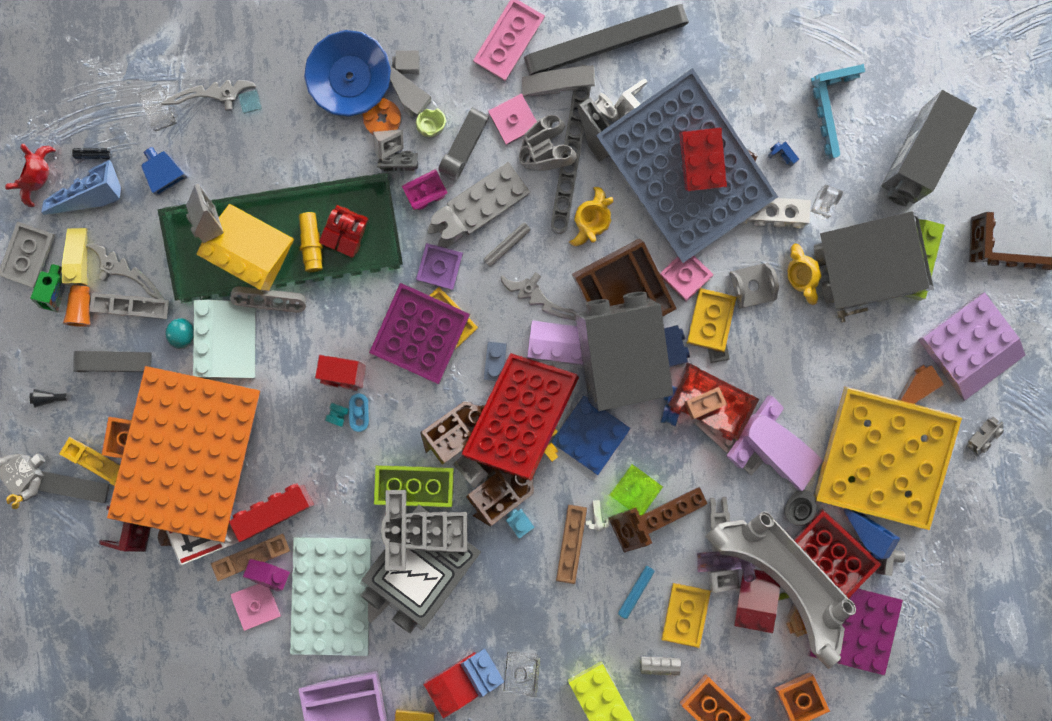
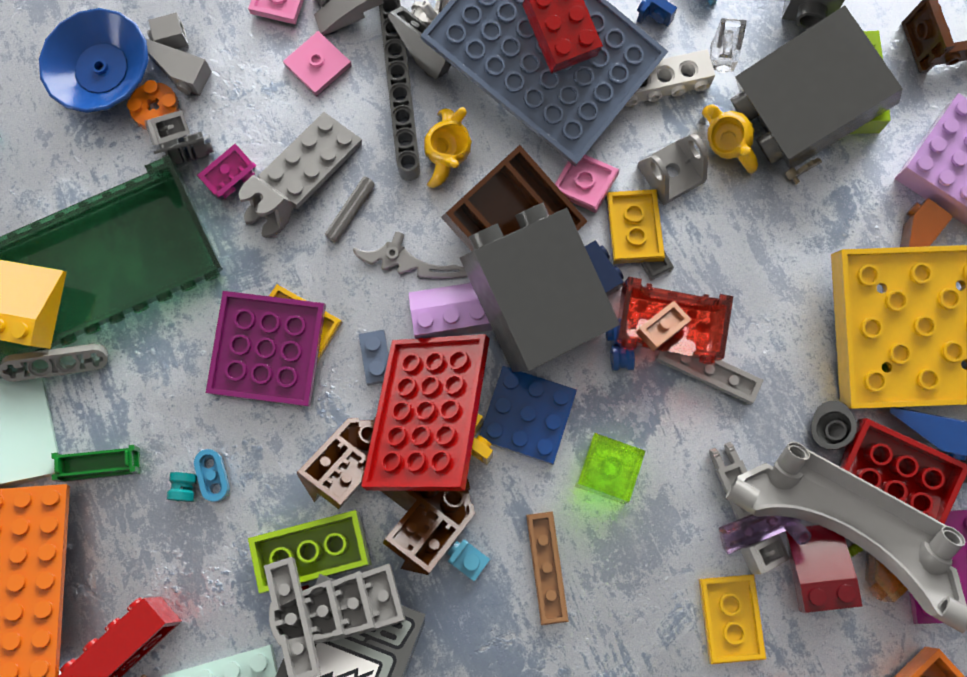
camera: 15 degrees left, 10 degrees down
(281, 380) = (96, 464): none -> green container
(310, 242) = (94, 275): yellow piece -> none
(336, 371) = (165, 423): red brick -> none
(345, 230) = (133, 247): red hips -> none
(430, 122) = (214, 92): yellowish green hair -> none
(439, 266) = (270, 259): medium lavender plate -> none
(463, 145) = (257, 126): dark grey beam -> none
(470, 470) = (382, 507): light grey tile -> none
(541, 152) = (359, 86): light grey connector -> none
(598, 526) = (575, 531): white piece -> none
(634, 528) = (625, 519): reddish brown bracket -> none
(636, 592) = (654, 608): dark azure axle -> none
(775, 446) = (772, 356): lavender slope -> none

